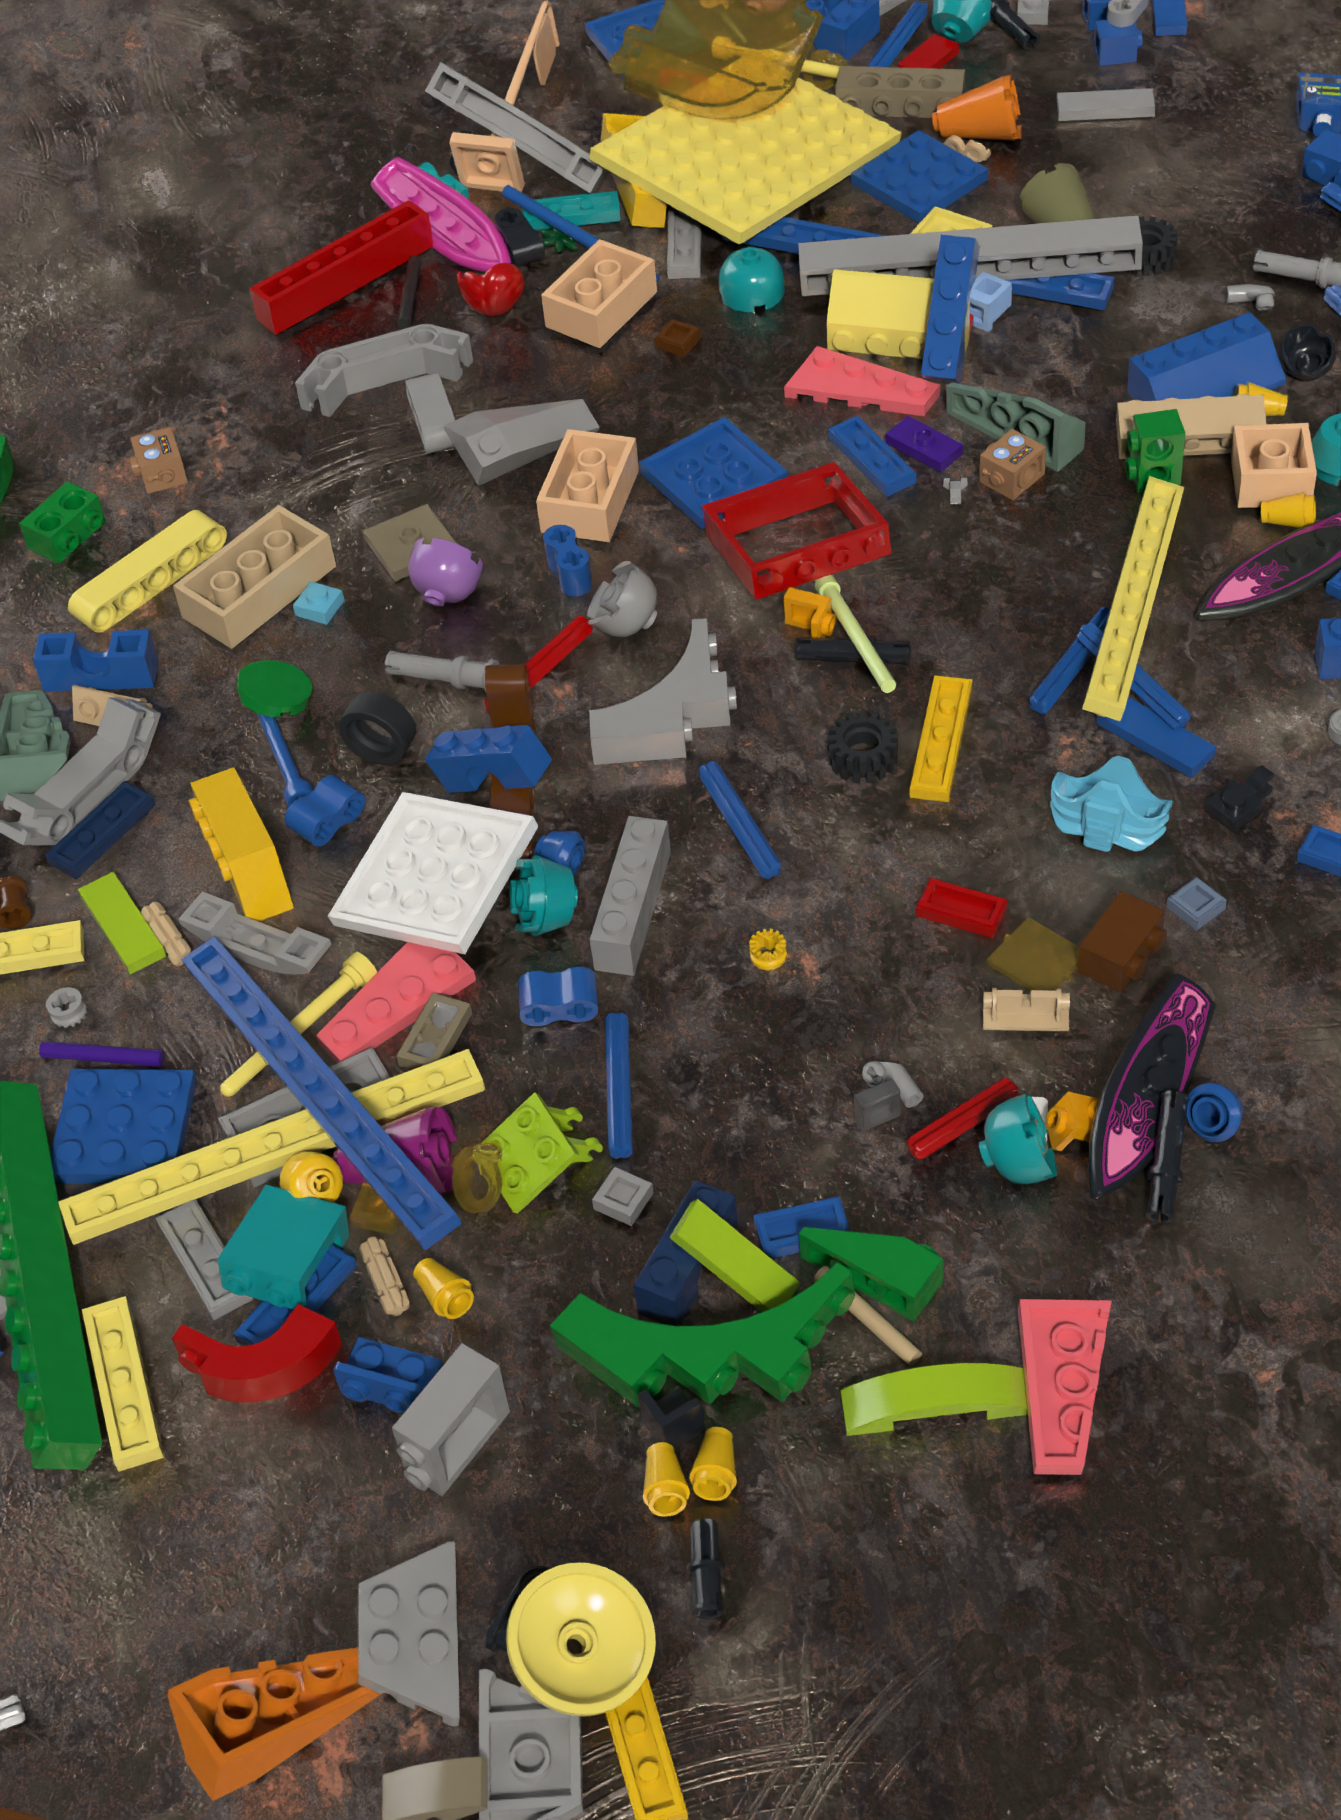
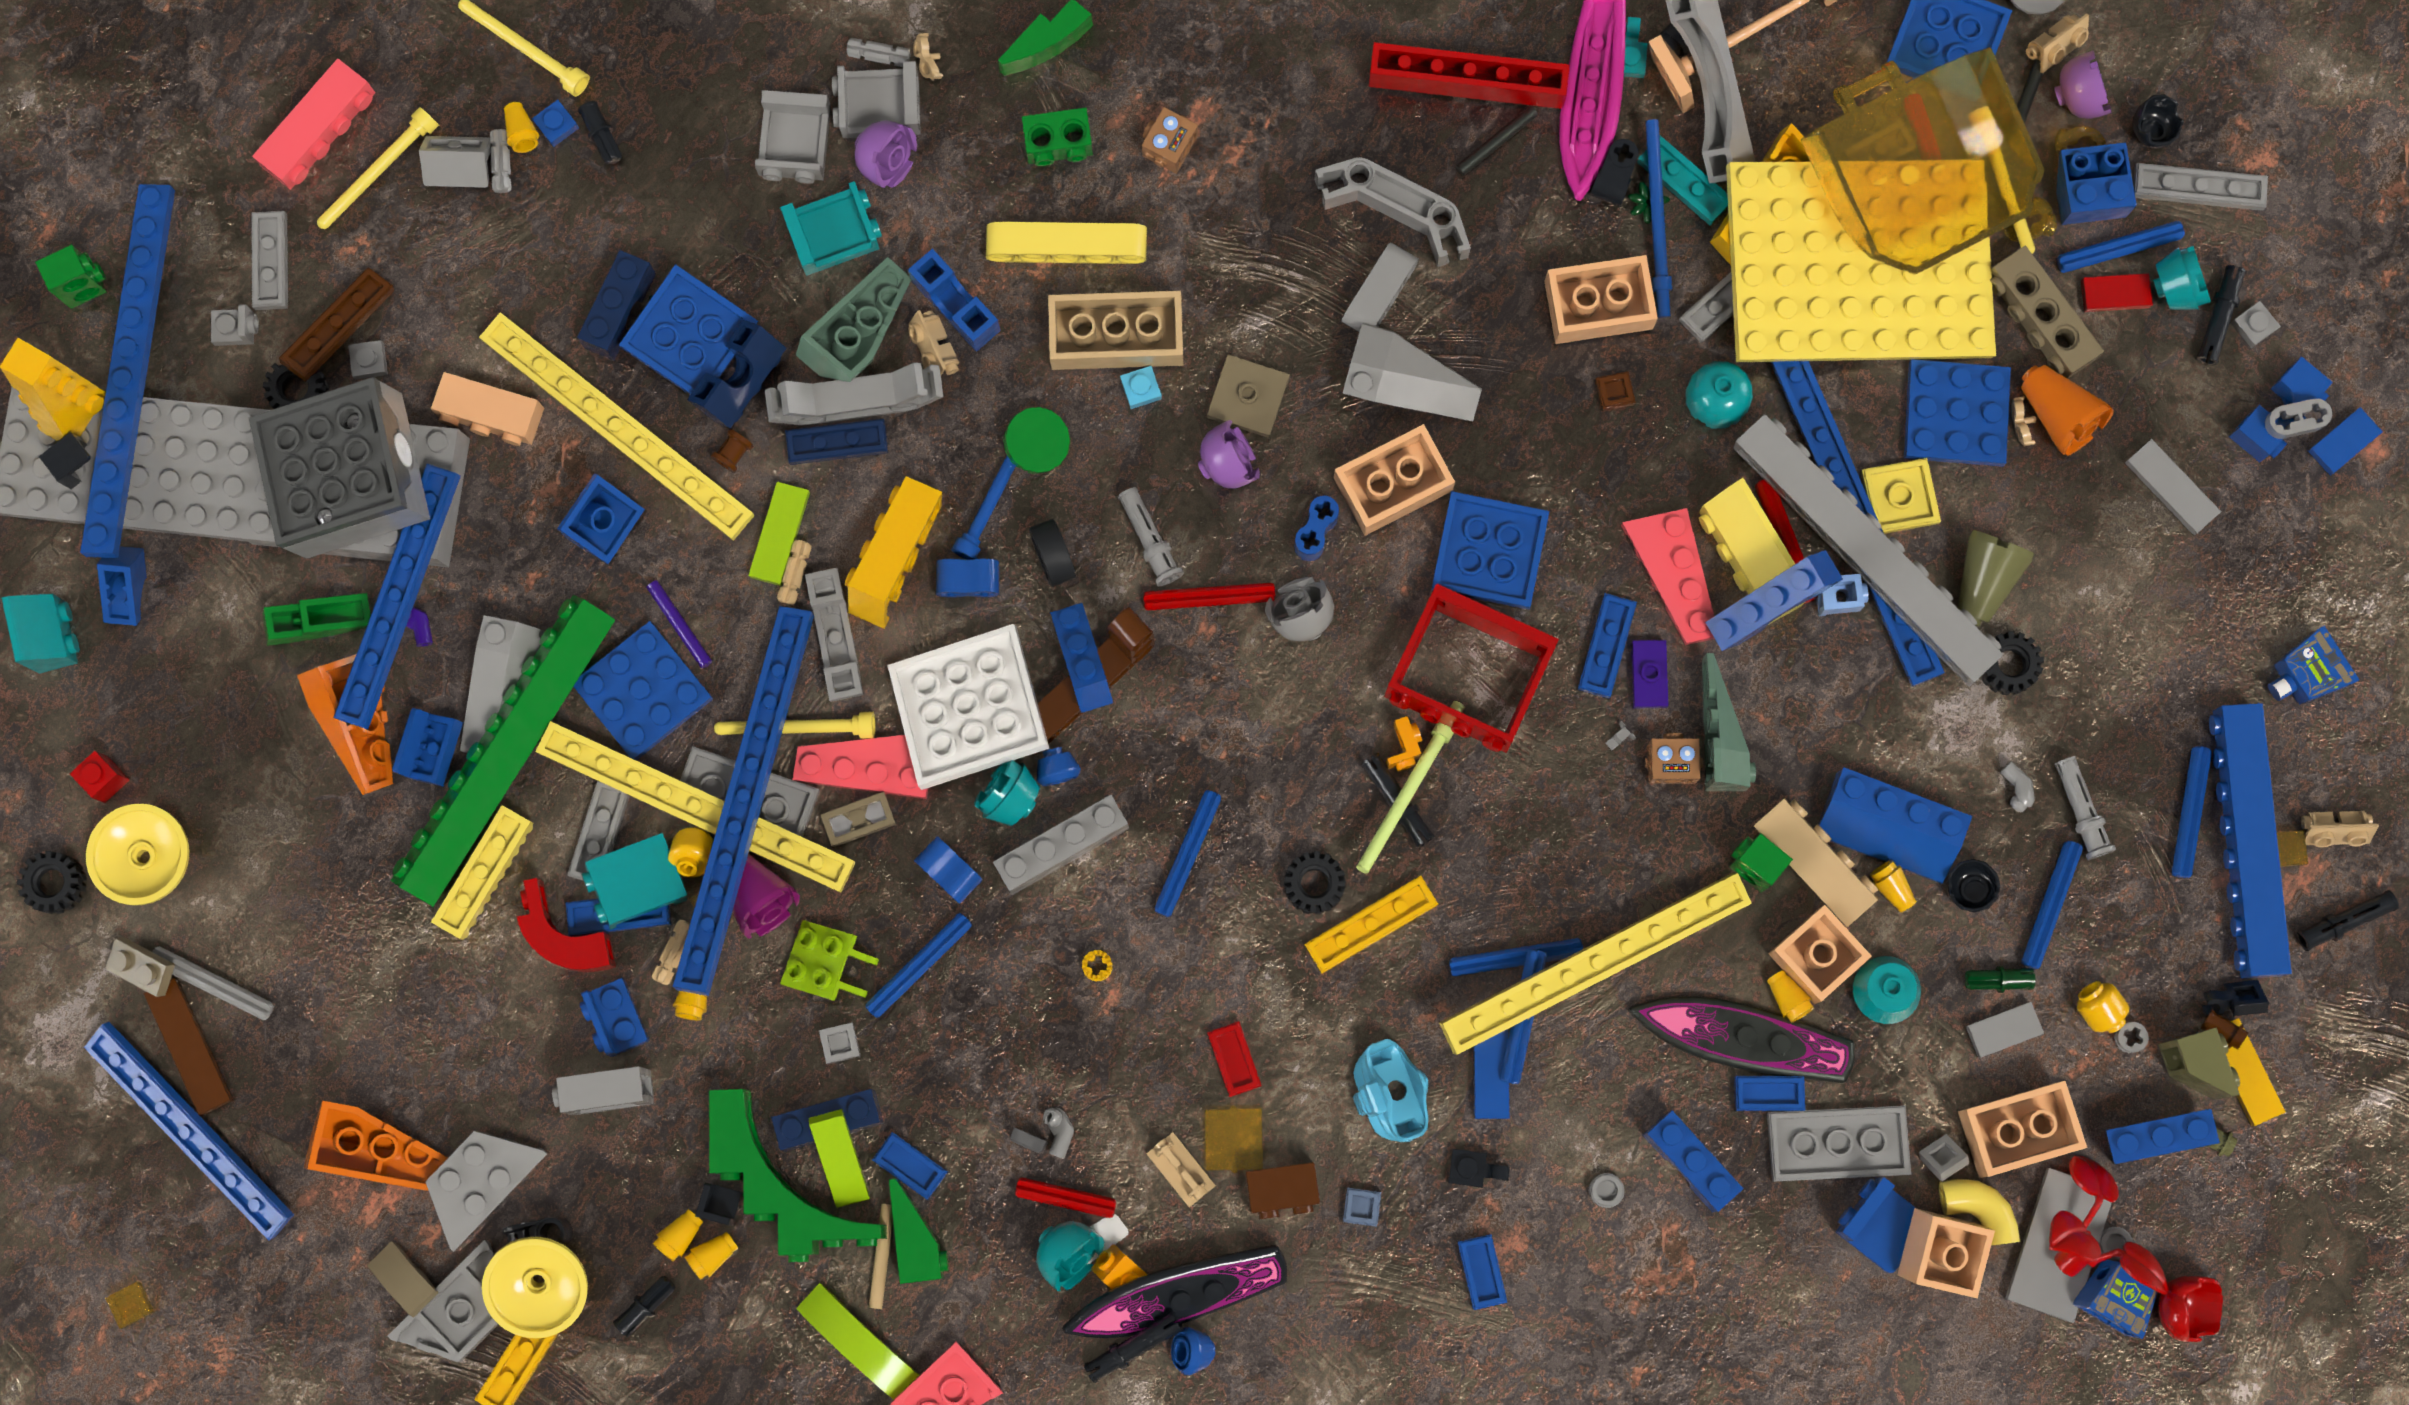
camera: 45 degrees right, 30 degrees up
(76, 1009) = (693, 576): light grey bush -> none
(487, 1157) = (792, 943): clear yellow piece -> none
(494, 291) = (1541, 208): red piece -> none
(663, 717) = (1262, 729): light grey arch -> none

